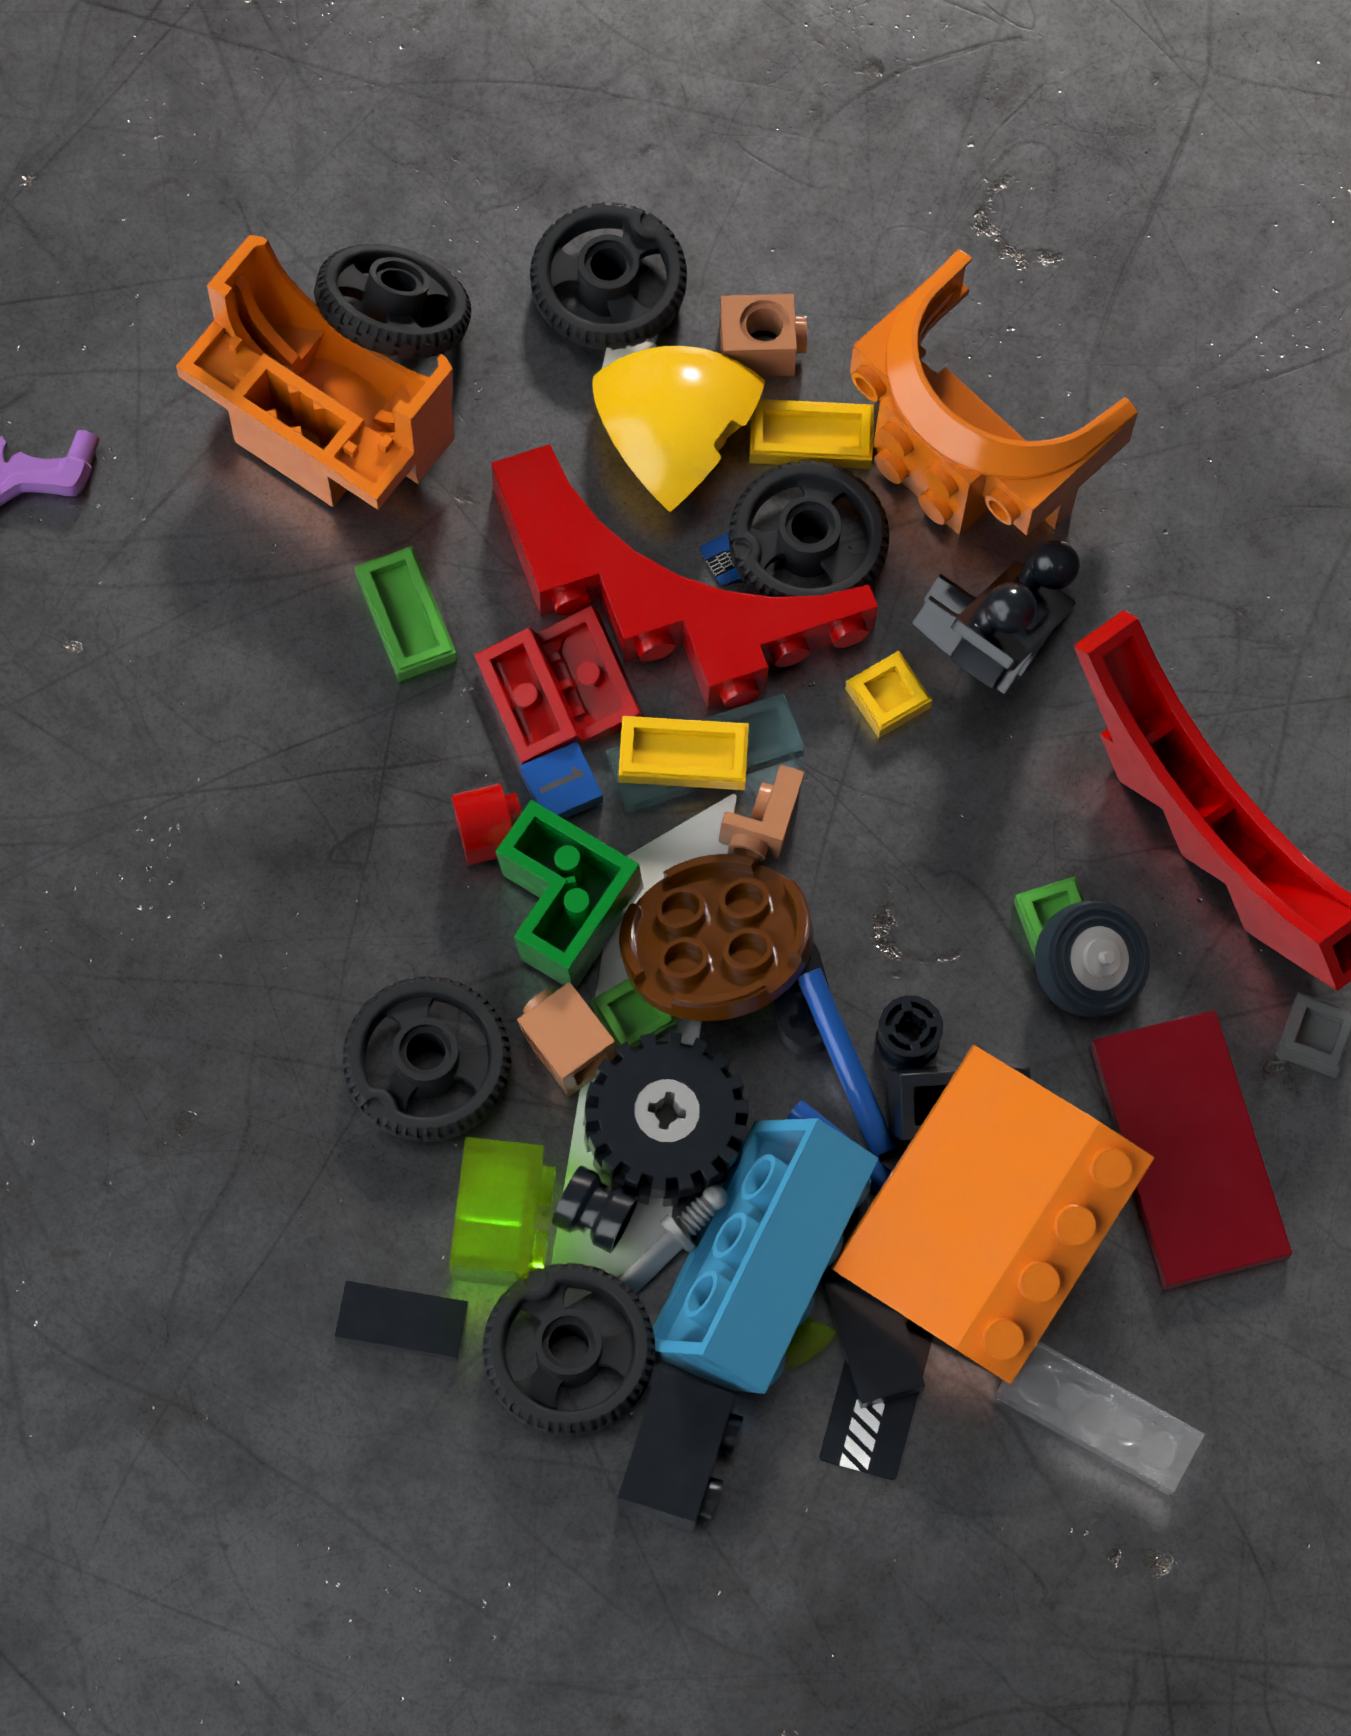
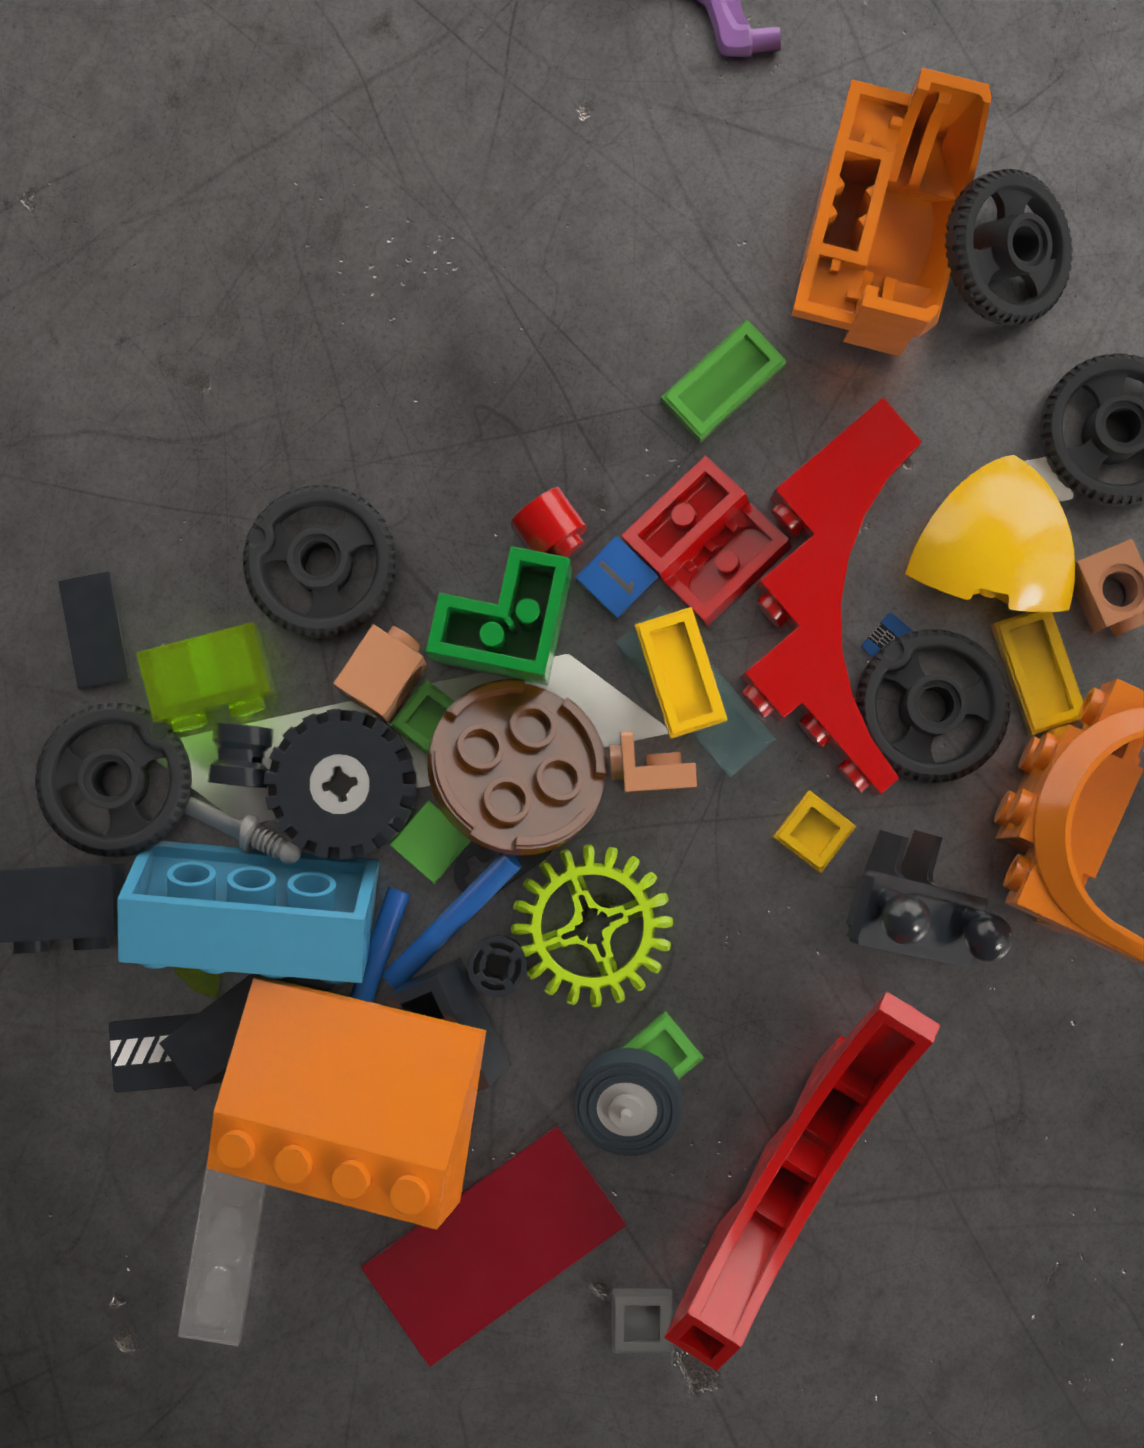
camera: 70 degrees right, 15 degrees up
(760, 1058) = (430, 842): none -> bright green tile
(879, 934) = (610, 973): none -> lime gear

